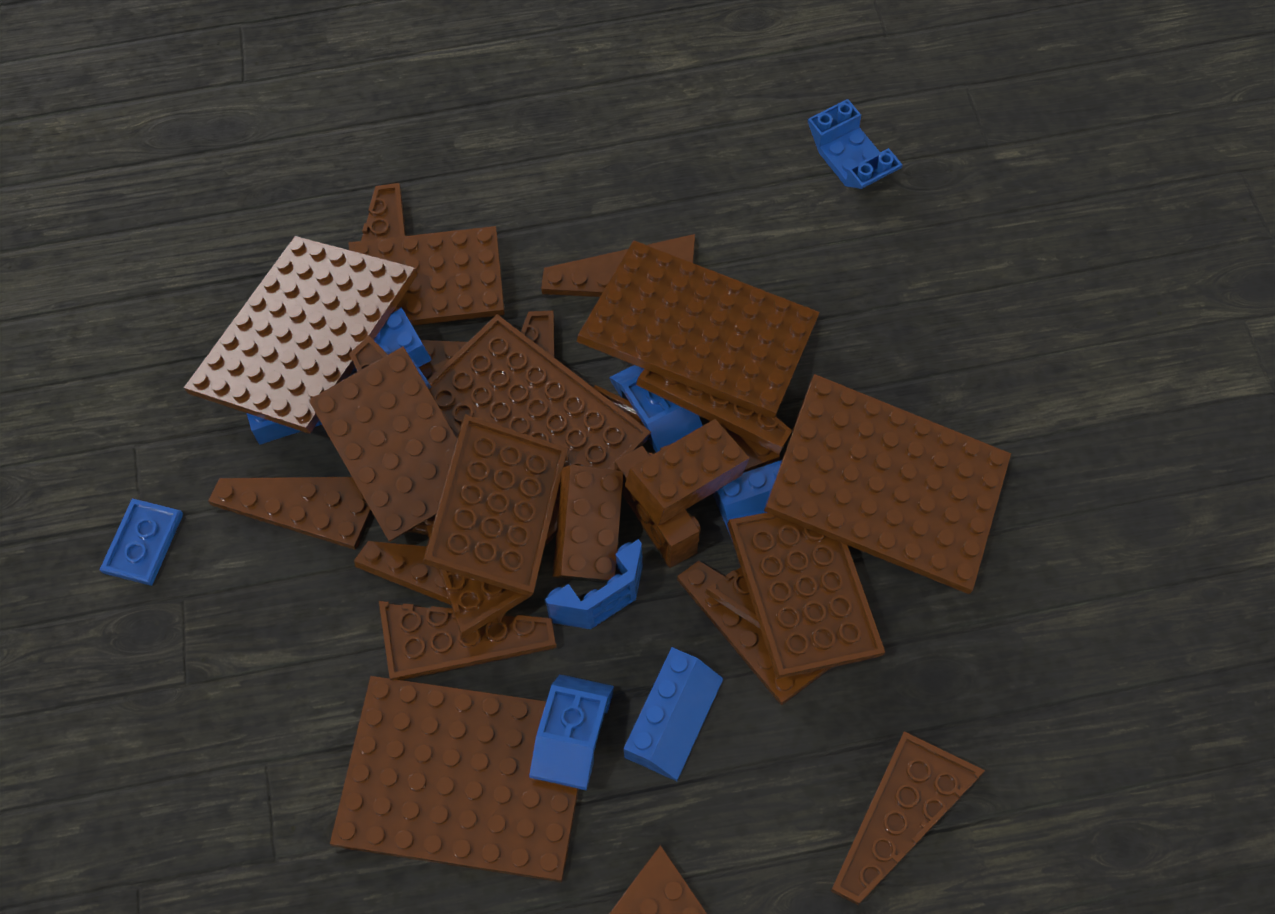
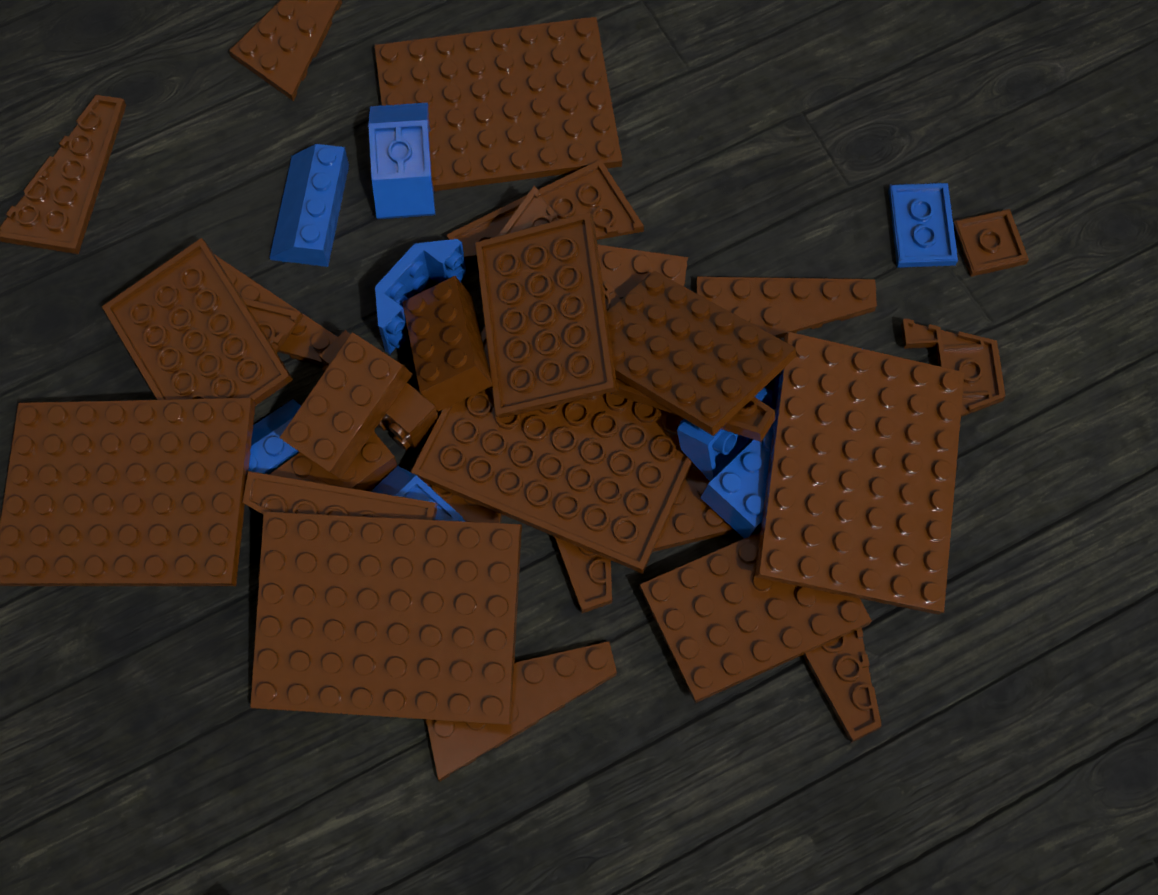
camera: 160 degrees right, 5 degrees up
(95, 509) = (990, 242): none -> reddish brown tile
(175, 415) = (966, 353): none -> reddish brown wing

